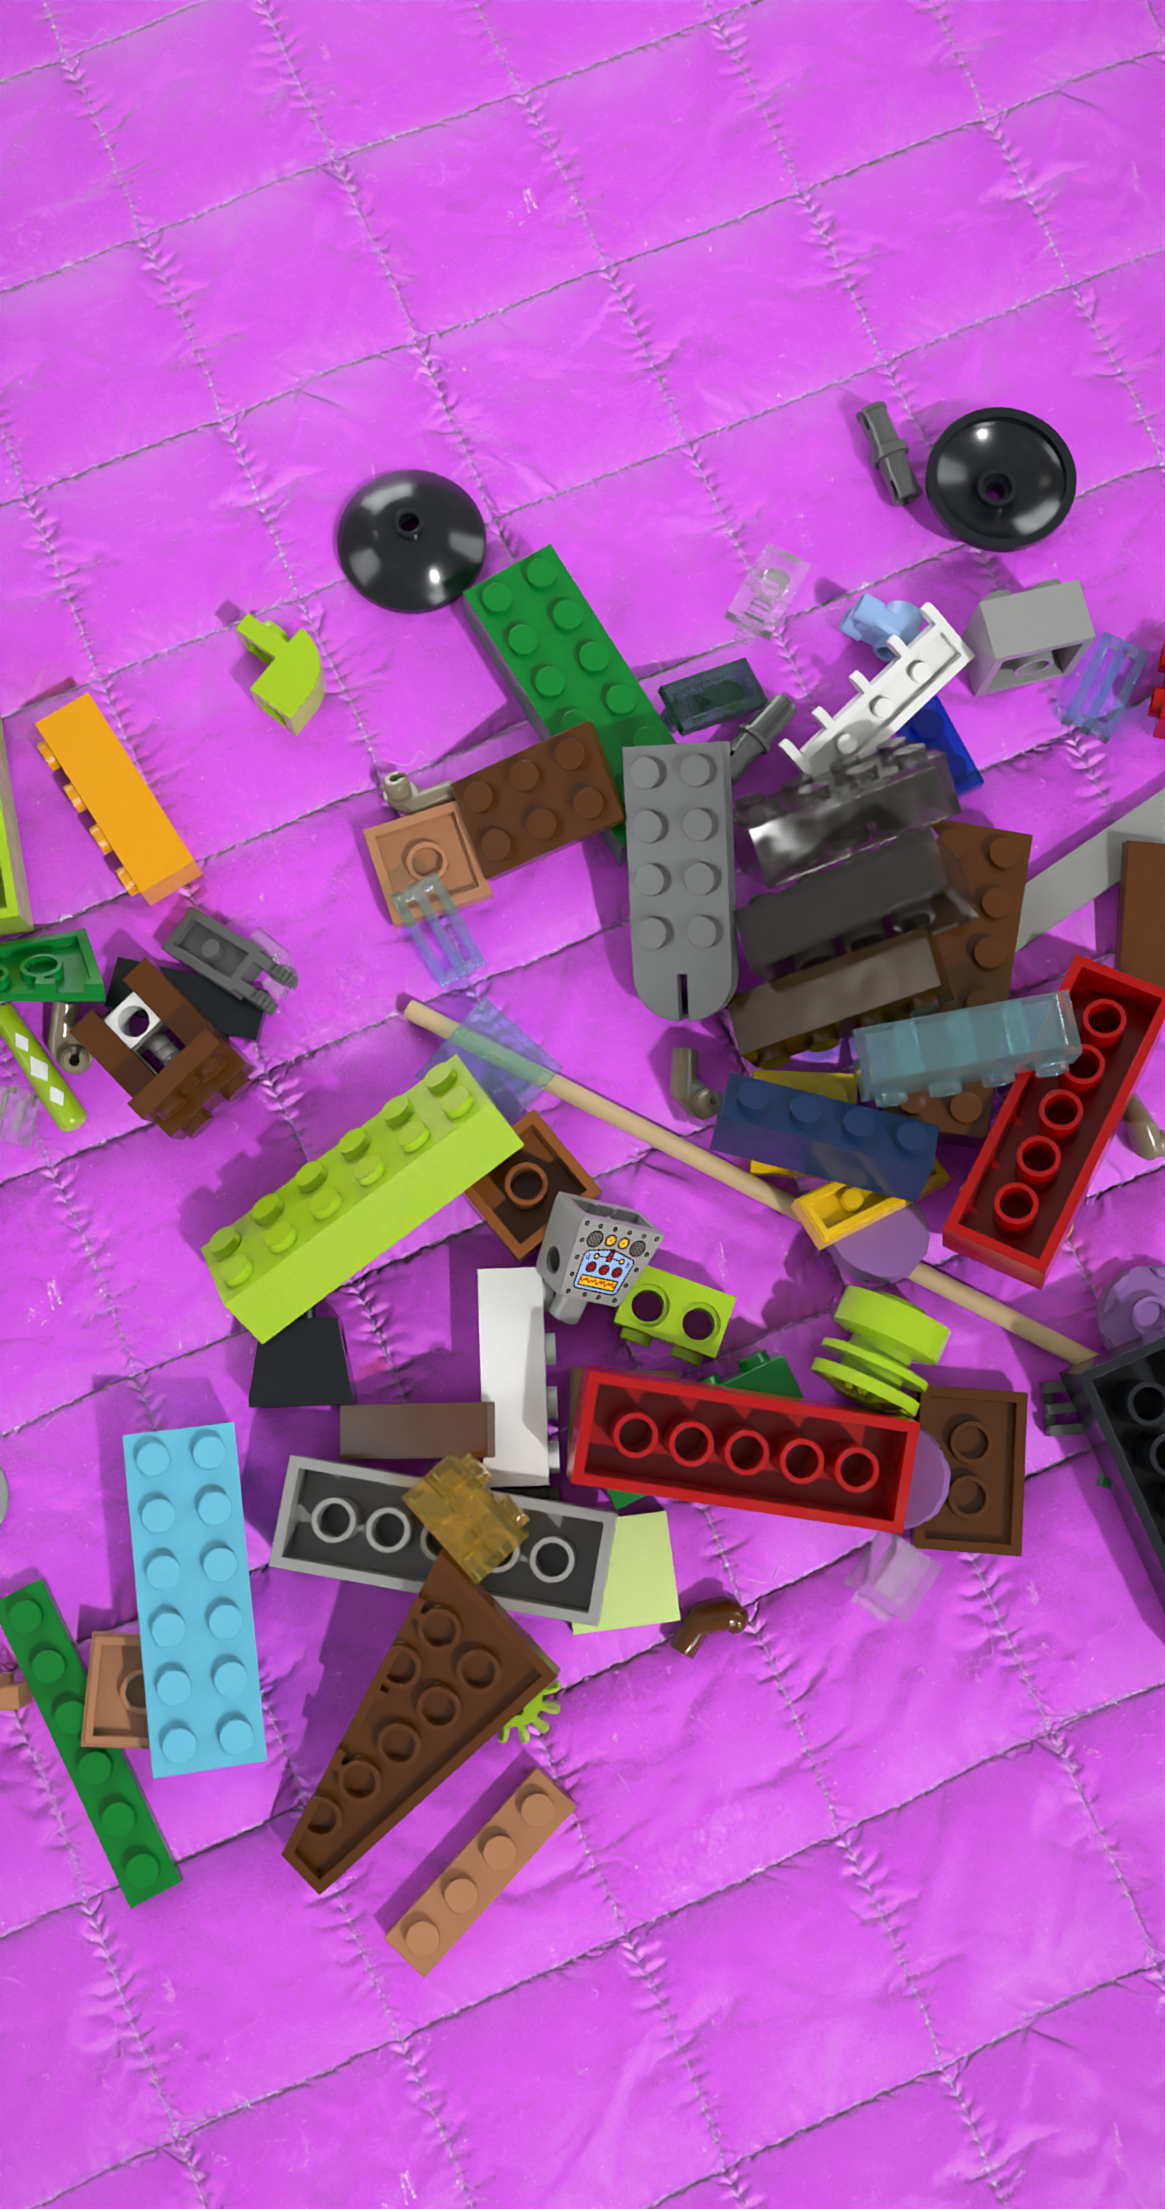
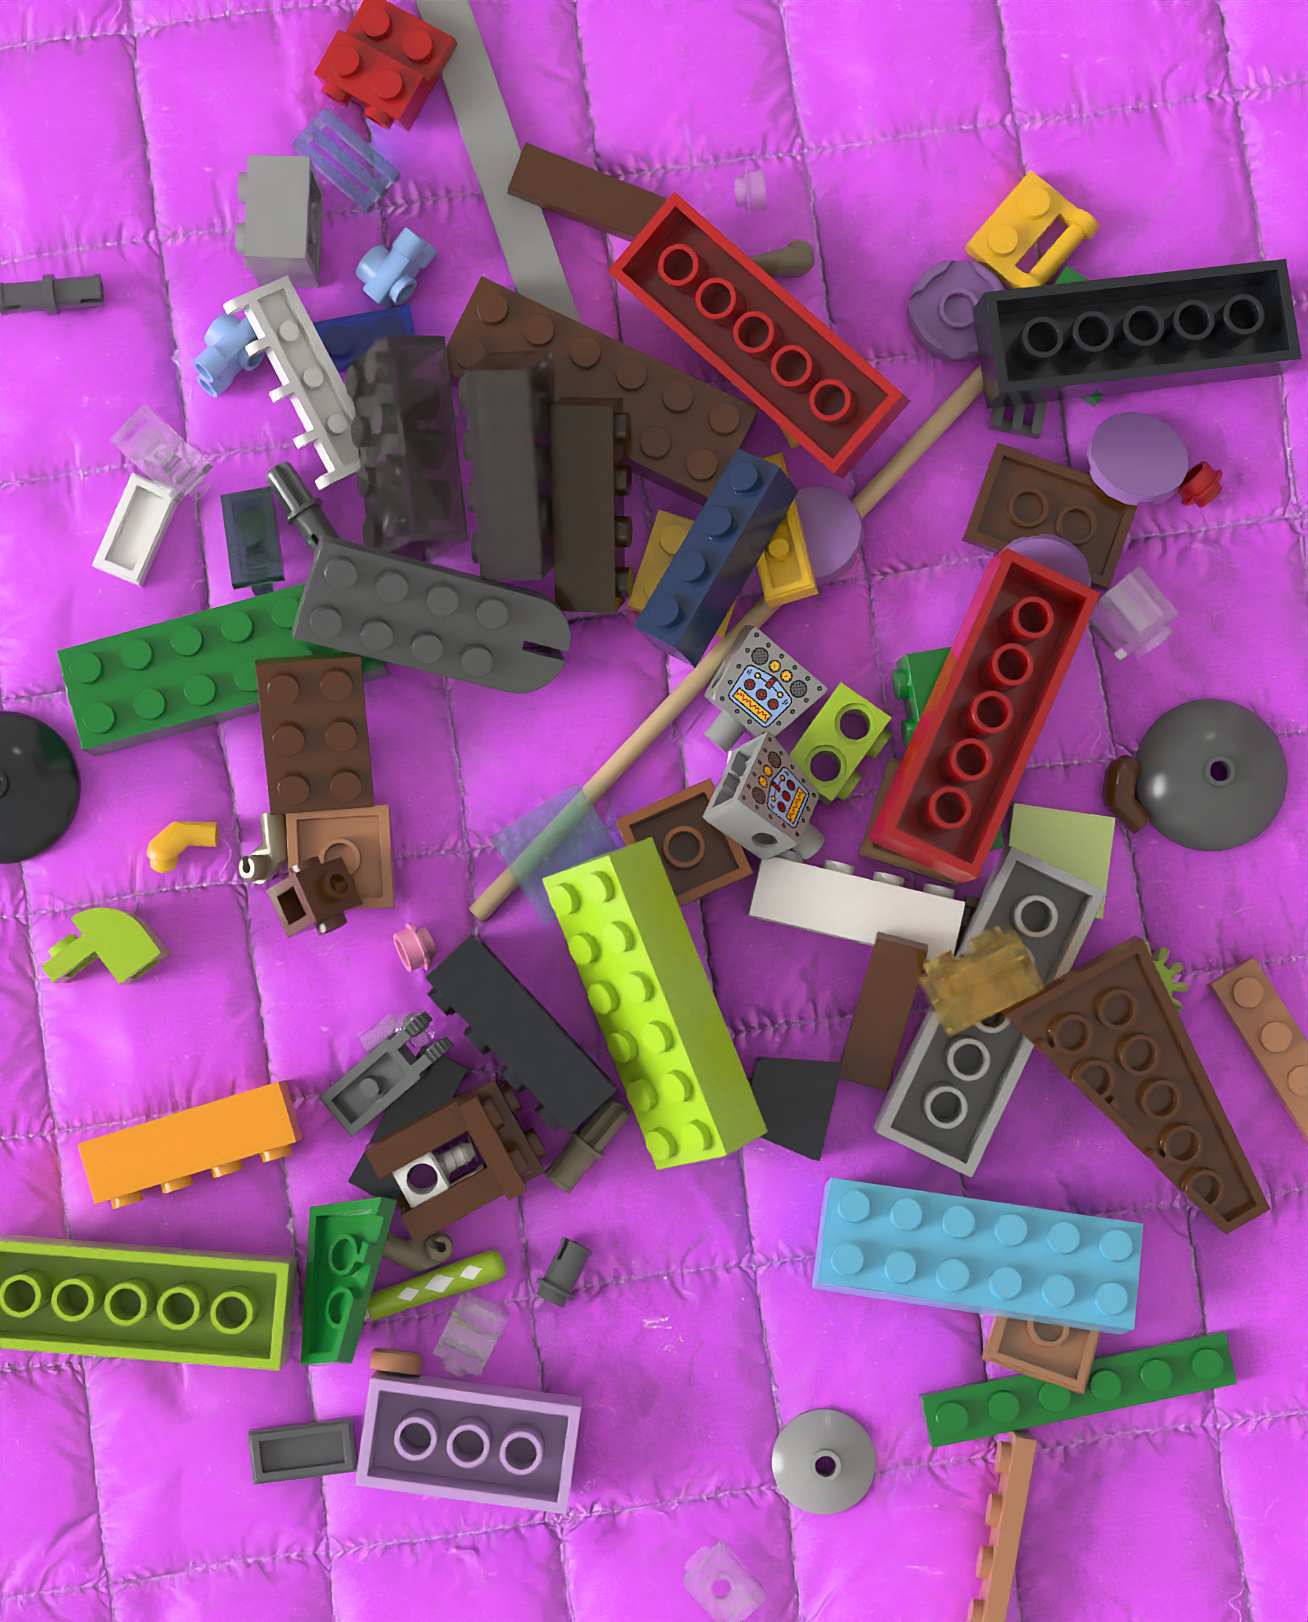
camera: 70 degrees left, 5 degrees up
(79, 1187) = (563, 1272): none -> dark grey pin
(209, 1175) = (587, 1145): none -> dark tan axle
(299, 1077) = (521, 1033): none -> black brick
(361, 958) = (415, 947): none -> bright pink plate
(380, 843) = (315, 897): none -> reddish brown brick
(396, 701) = (176, 838): none -> yellow arm
(417, 891) = (370, 874): clear light blue tile -> none
(687, 592) = (135, 531): none -> white tile
(688, 1089) = (630, 670): dark tan arm -> none
(704, 1219) = (758, 690): none -> light grey torso
(720, 1688) = (1177, 778): none -> dark grey dish
(882, 1345) = (925, 564): lime wheel -> none
(965, 1047) = (672, 402): clear light blue brick -> none
(1004, 454) = (94, 172): black dish -> none
(1011, 757) = (392, 273): none -> light blue plate
(1048, 1616) = (1200, 485): none -> red plate
(1055, 1542) = (1137, 459): none -> medium lavender tile

